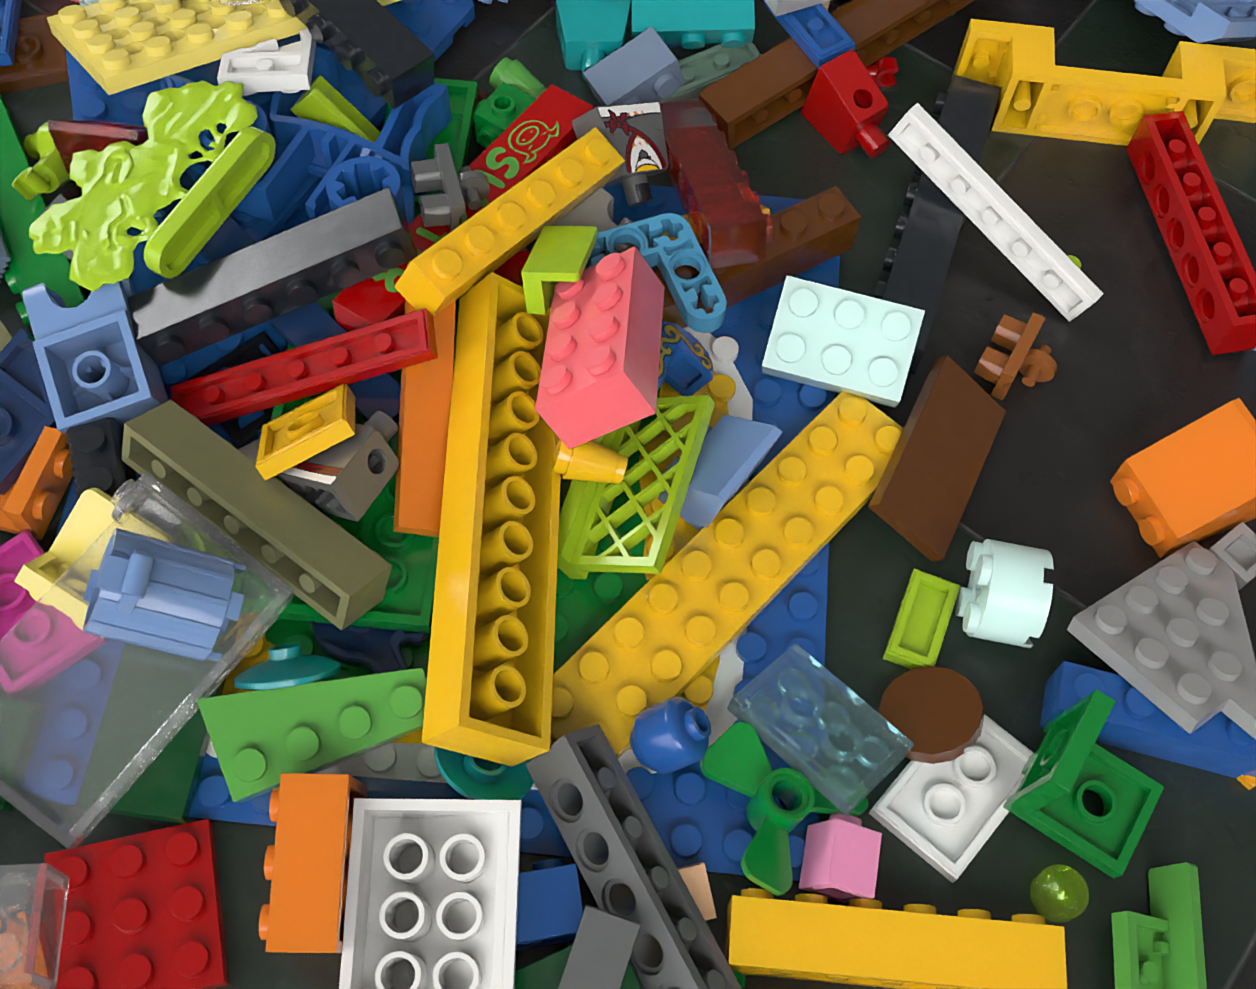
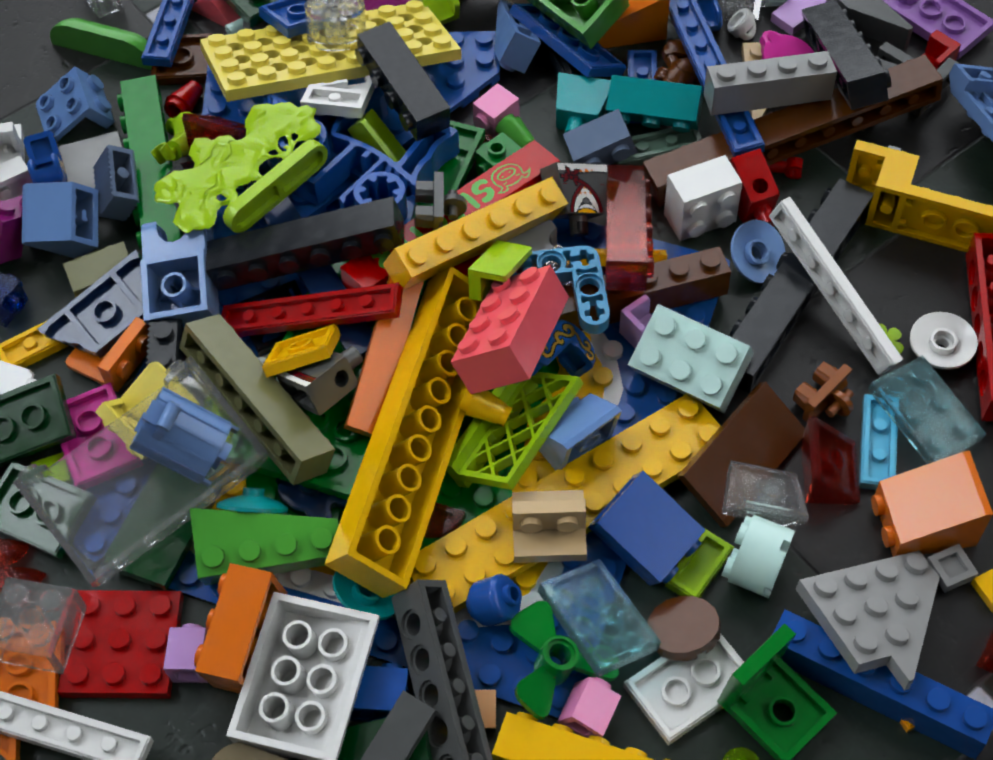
camera: 20 degrees right, 5 degrees down
(41, 105) = (183, 99): none -> red cone
(236, 910) = (181, 652): none -> lavender brick
(480, 53) = (493, 107): none -> bright pink brick
(570, 631) = (444, 520): none -> clear red tile
(719, 611) = (549, 526): none -> tan bracket
(753, 309) = (635, 319): none -> lavender panel
(789, 127) = (702, 198): none -> white brick
(848, 587) = (647, 529): none -> blue brick
(875, 185) = (766, 246): none -> light blue dish
(985, 506) = (765, 493): none -> clear slope
(1045, 451) = (829, 465): none -> clear red slope
(1096, 407) = (877, 444): none -> medium azure tile
(1138, 260) = (947, 330): none -> white dish
(1146, 356) = (926, 411): none -> clear light blue plate

